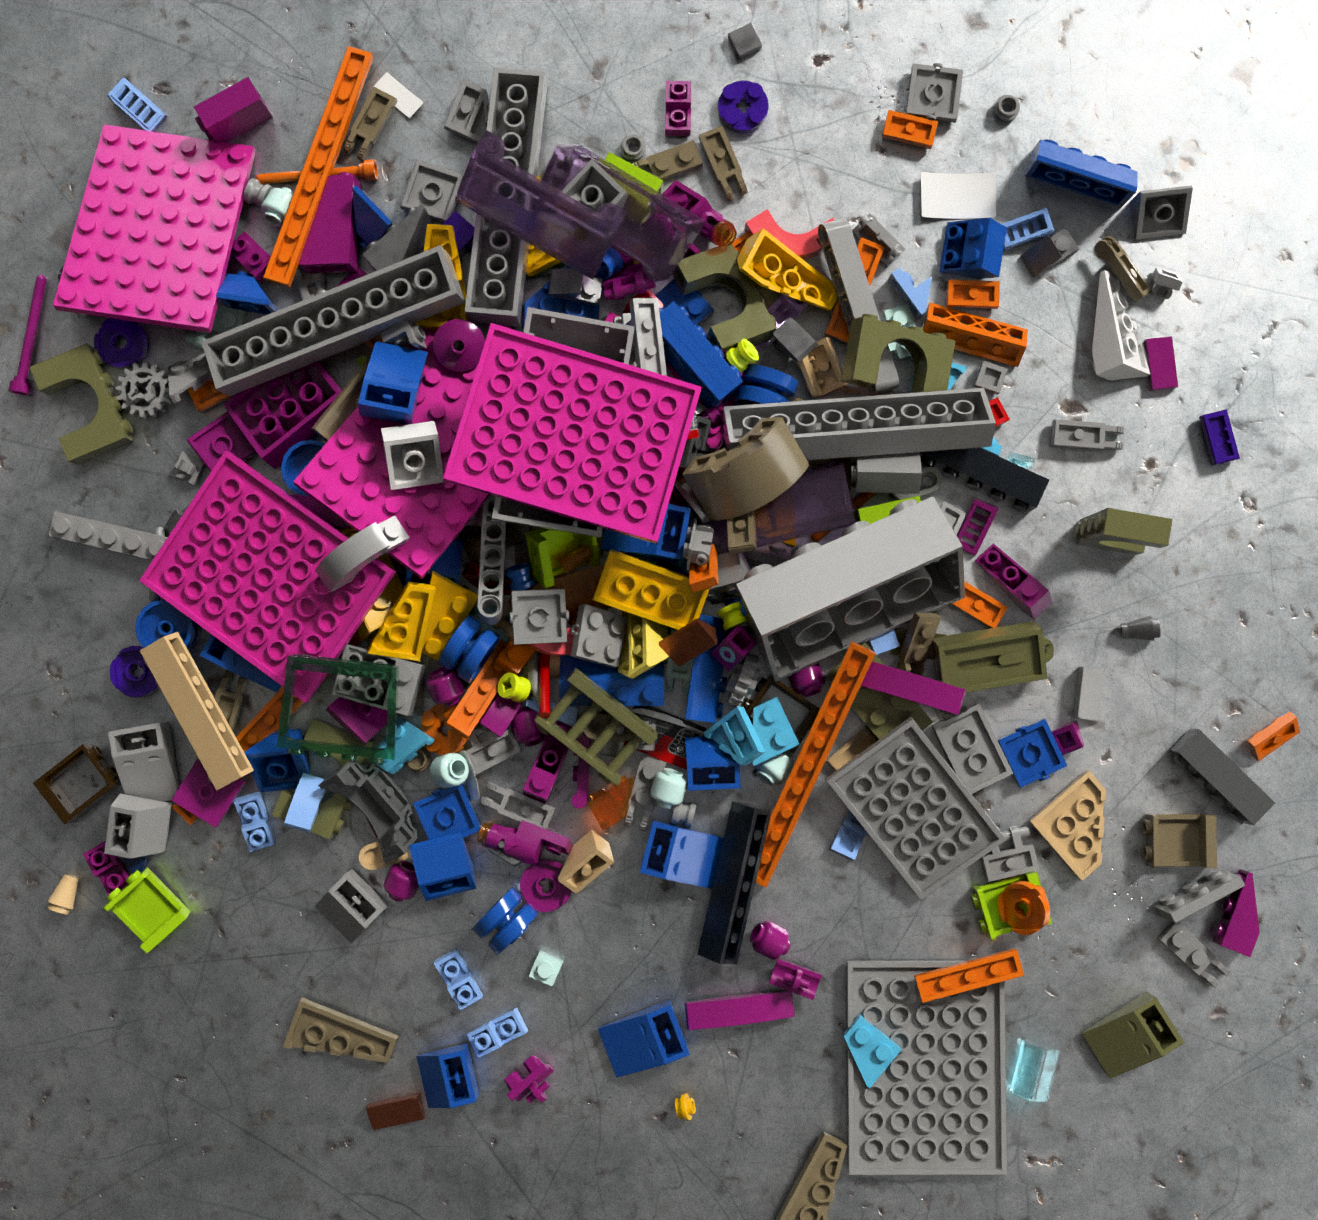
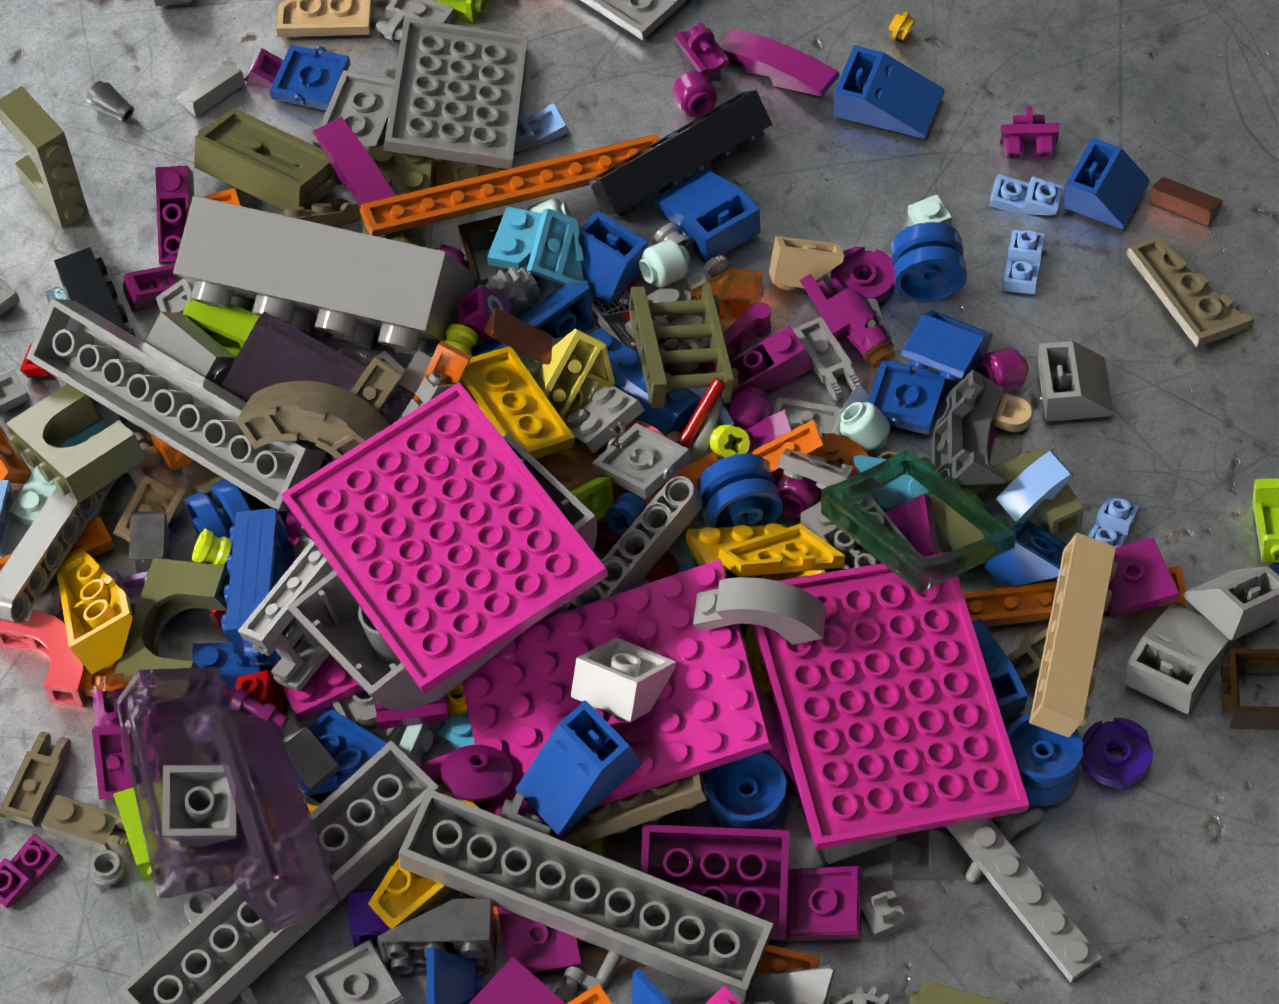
camera: 135 degrees left, 30 degrees down
(435, 702) = (801, 465): none -> light grey wing

